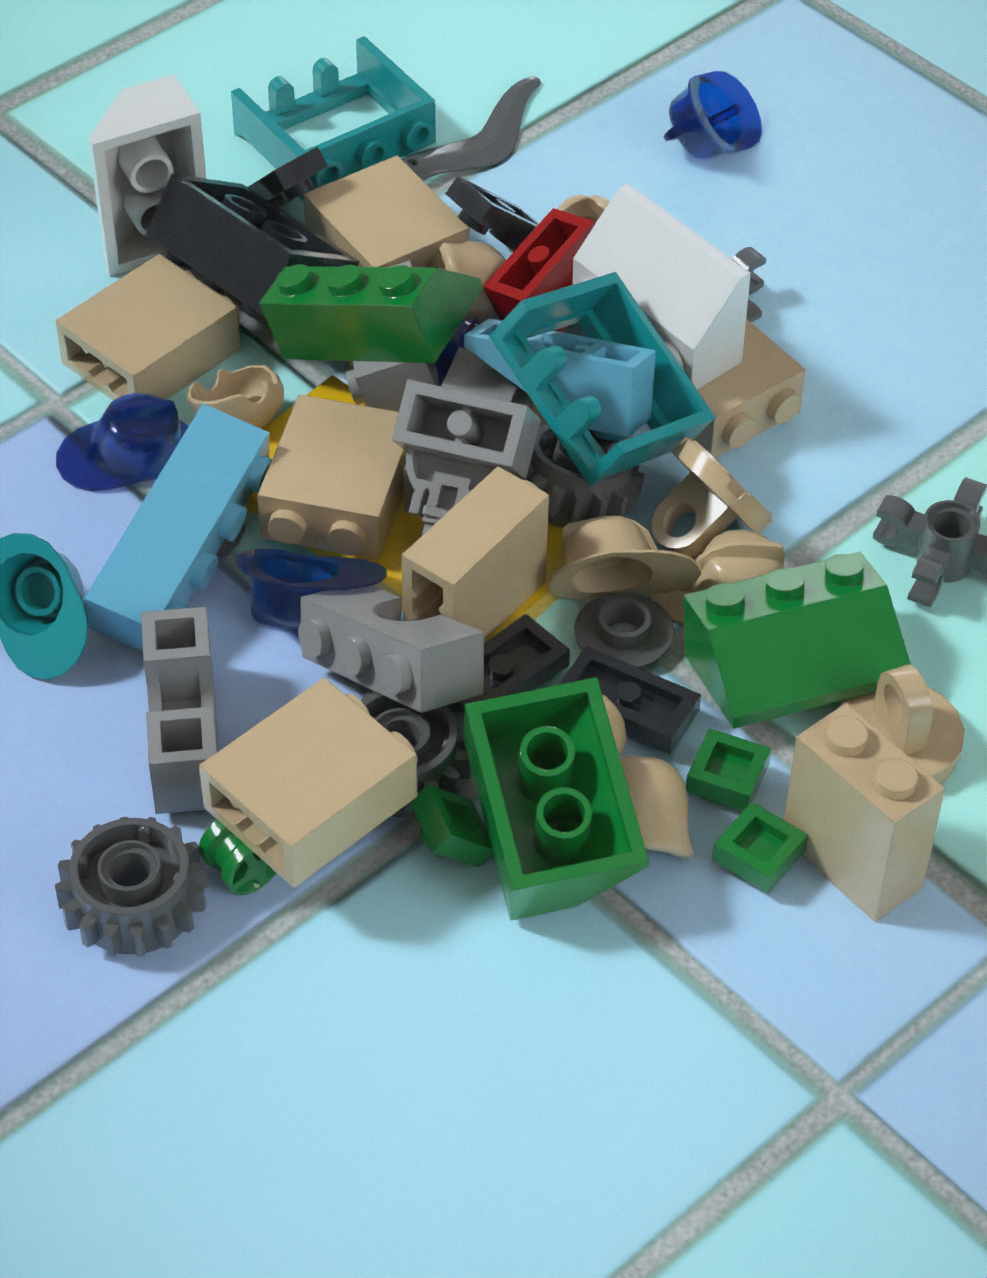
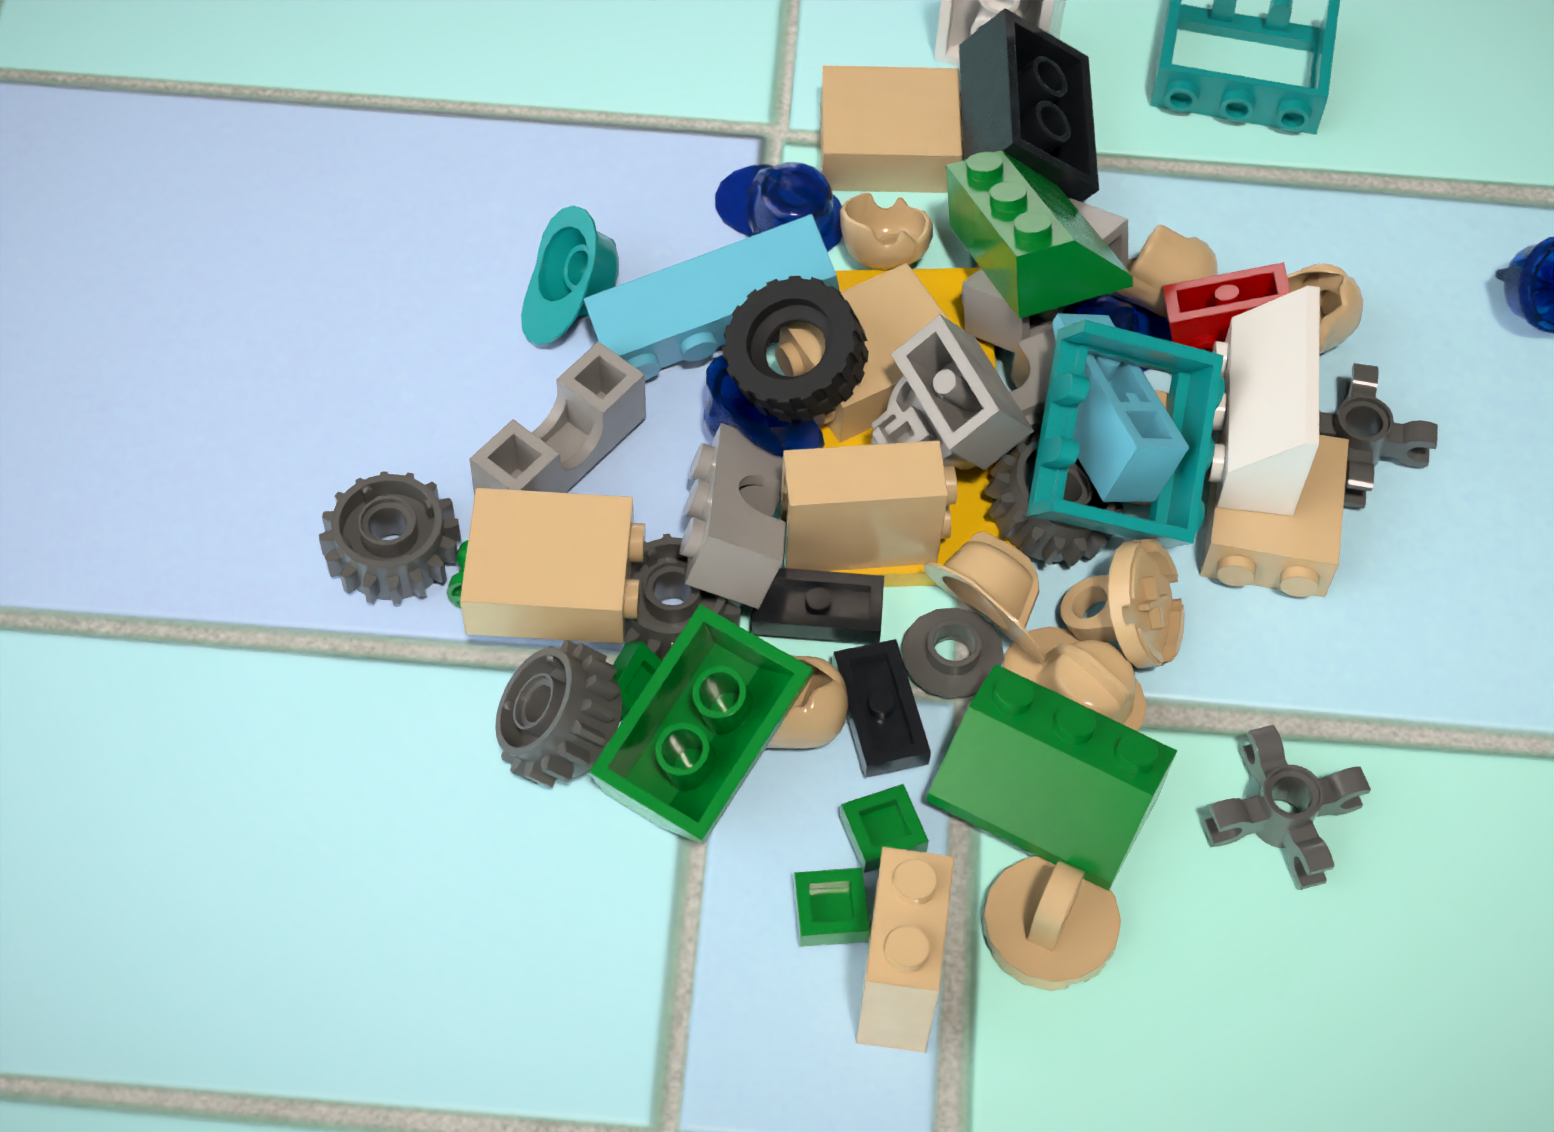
camera: 45 degrees right, 10 degrees up
(290, 179) = (1123, 80): black plate -> none
(293, 453) = (774, 308): none -> black tyre
(384, 217) = (1169, 172): tan brick -> none
(463, 881) = (558, 713): none -> dark grey gear
(487, 147) = (1336, 167): dark grey piece -> none
(487, 211) = (1257, 228): black plate -> none
(659, 804) = (780, 803): tan hair -> none

